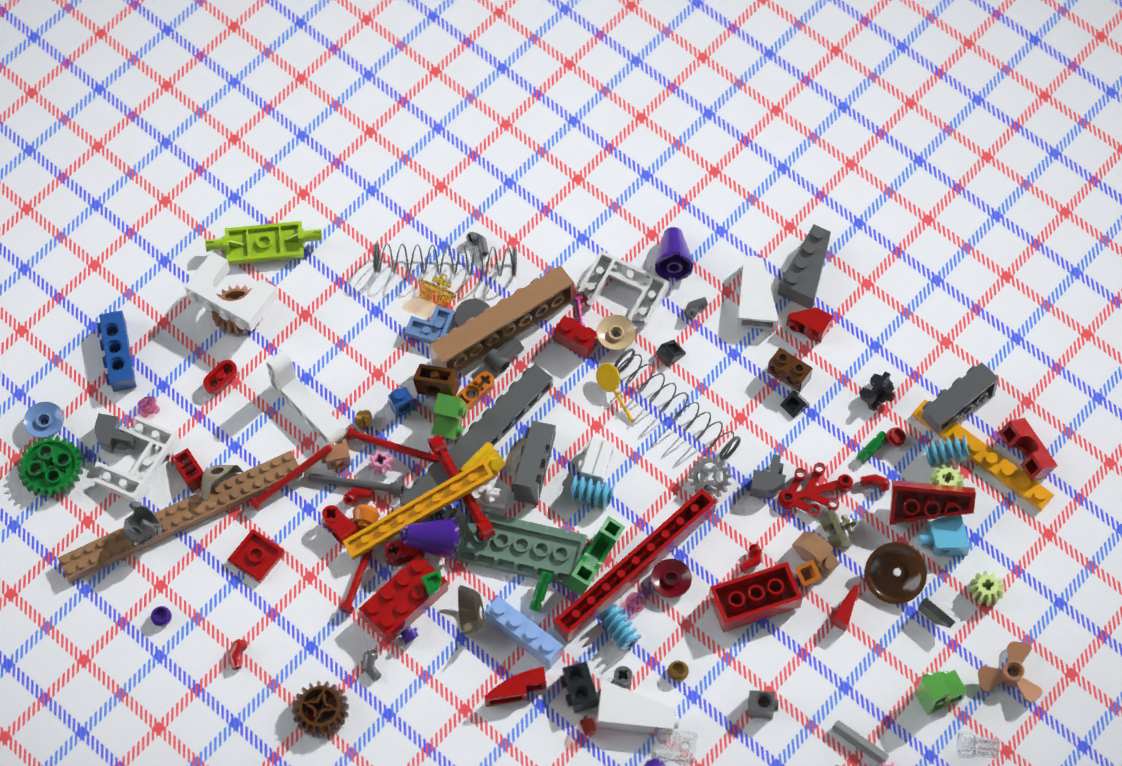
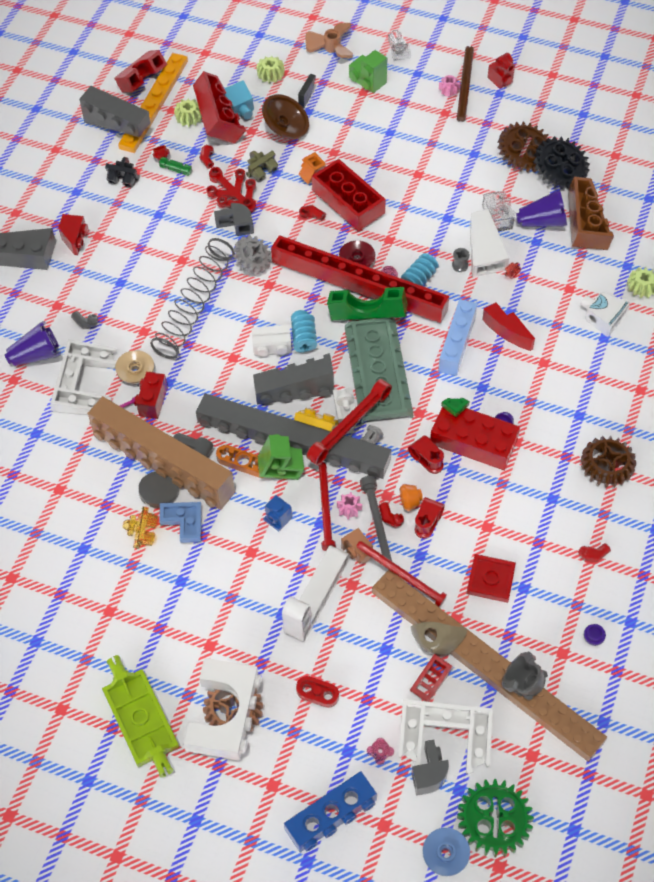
camera: 110 degrees left, 5 degrees down
(346, 606) = (503, 480): red bar -> none
(363, 419) = (309, 538): pearl gold plate -> none
(368, 665) = (545, 443): dark grey arm -> none
(376, 259) = (86, 478): dark grey piece -> none
(419, 509) = (390, 443): light orange plate -> none
(432, 537) = (407, 423): dark purple cone -> none
(433, 380) = (246, 485): reddish brown brick -> none
(469, 610) = (471, 376): dark tan piece -> none
(478, 240) = (69, 515): dark grey arm -> none
(540, 591) = (414, 339): green axle -> none
(583, 686) = (484, 285): black brick -> none
(609, 380) = (185, 354): yellow piece -> none
(670, 352) = (138, 325): black slope -> none
(678, 671) = (433, 229): pearl gold plate -> none
(755, 710) = (434, 170): dark grey brick -> none
(756, 298) = (56, 278): white slope -> none
(789, 370) = (125, 233): reddish brown brick -> none
(794, 404) = (155, 226): black slope -> none
(814, 547) = (288, 170): medium nougat brick -> none
(843, 614) = (333, 142): red slope -> none
(860, 742) = (431, 109): light grey axle -> none
(947, 451) = (163, 113): medium azure piece -> none

